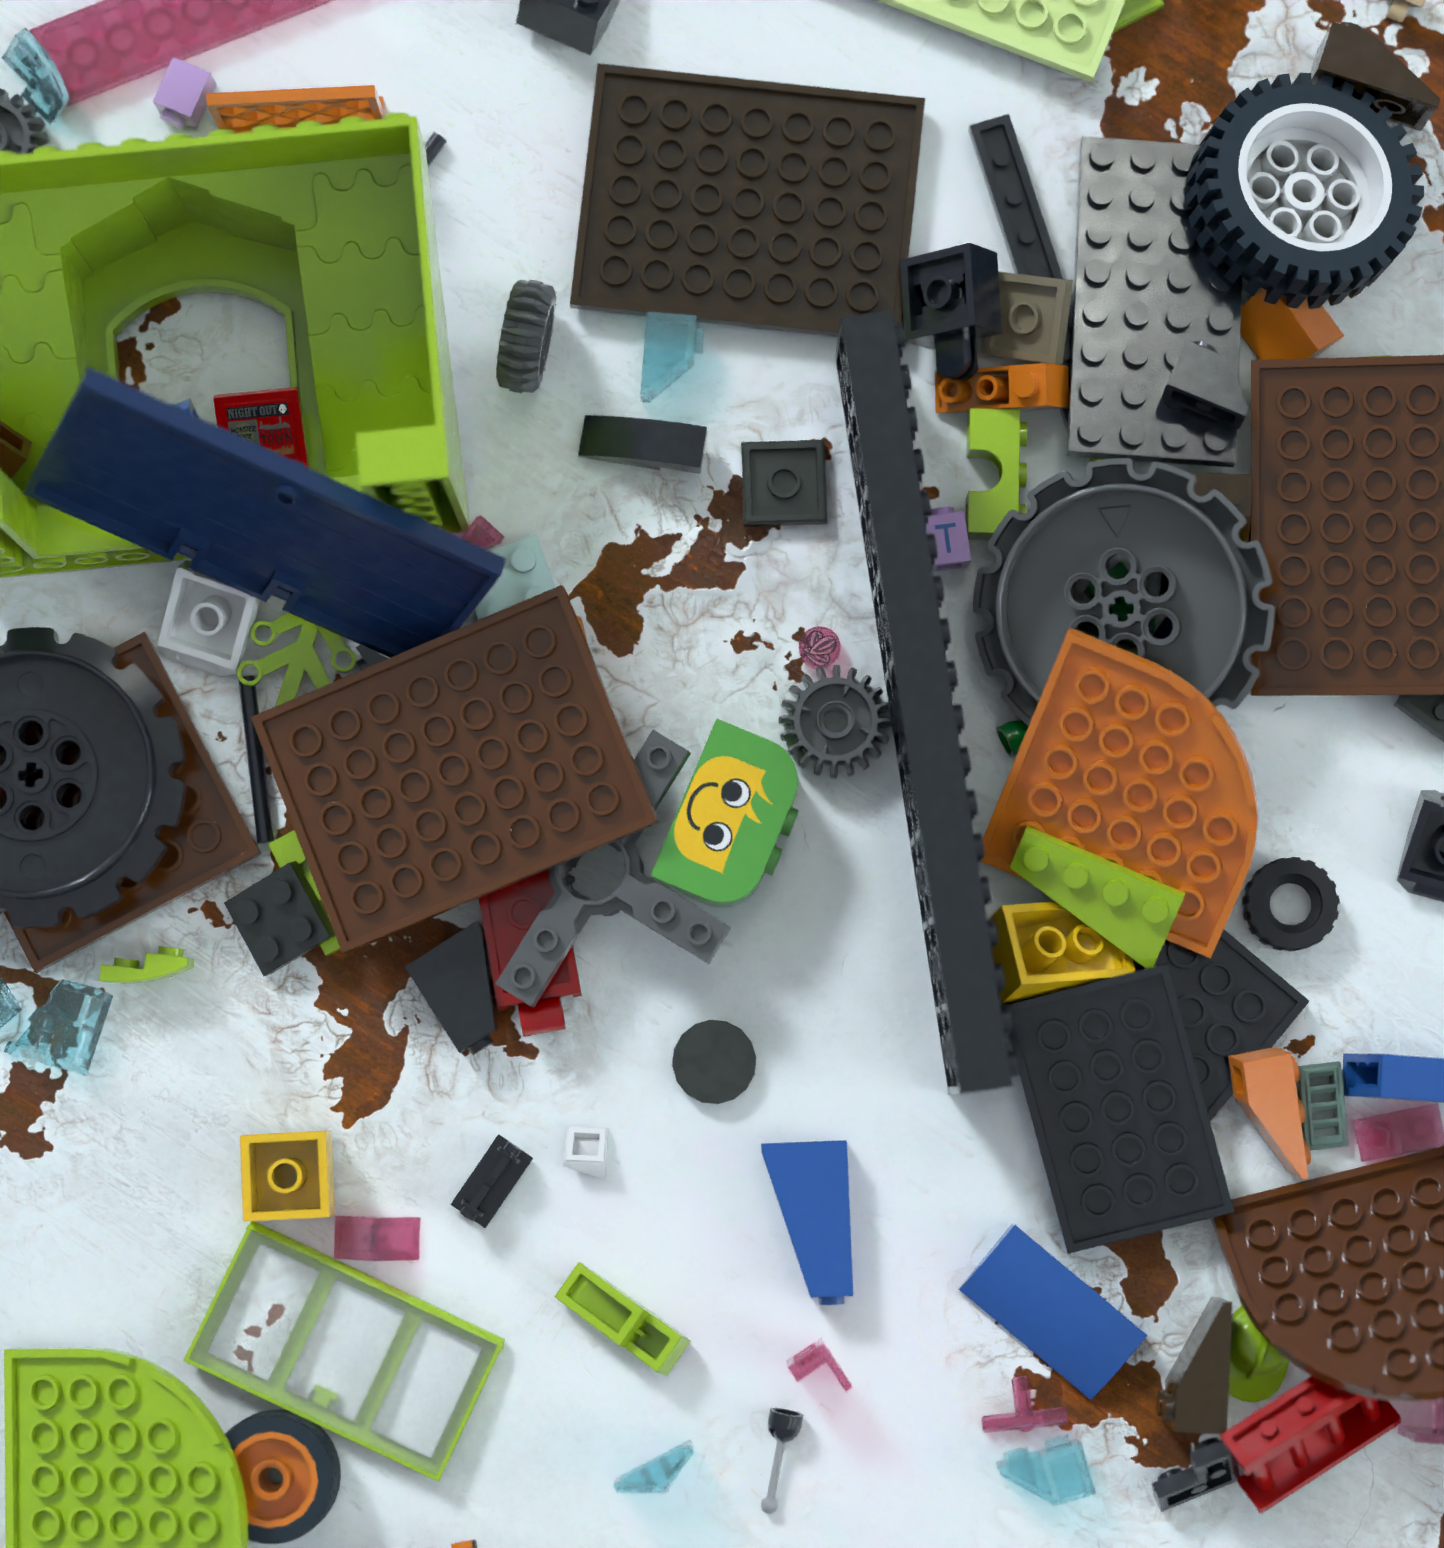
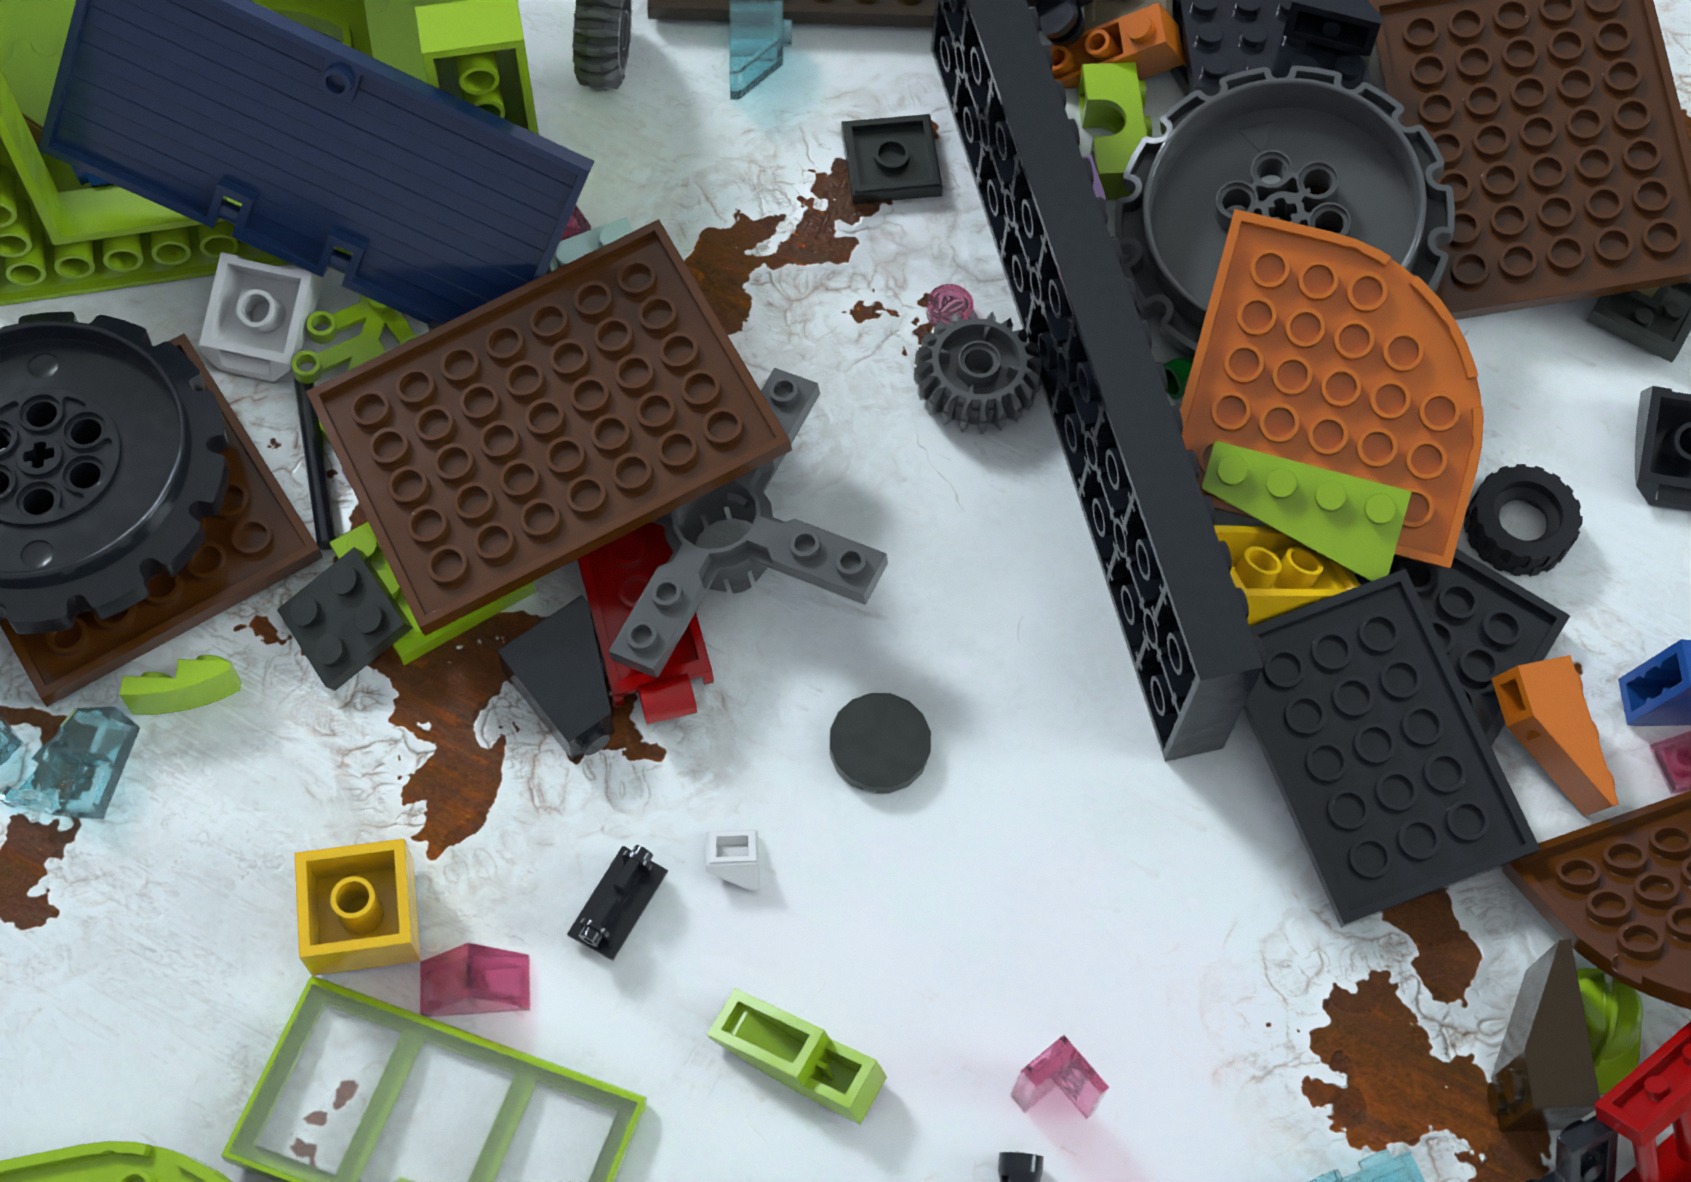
camera: 10 degrees left, 20 degrees down
(643, 442) = (738, 124): black slope -> none
(730, 819) = (876, 455): bright green brick -> none
(815, 1205) = (1026, 899): blue slope -> none
(1024, 1417) = (1325, 1136): clear pink piece -> none
(1052, 1311) = (1339, 1000): blue slope -> none
(1336, 1088) = (1625, 726): sand green slope -> none

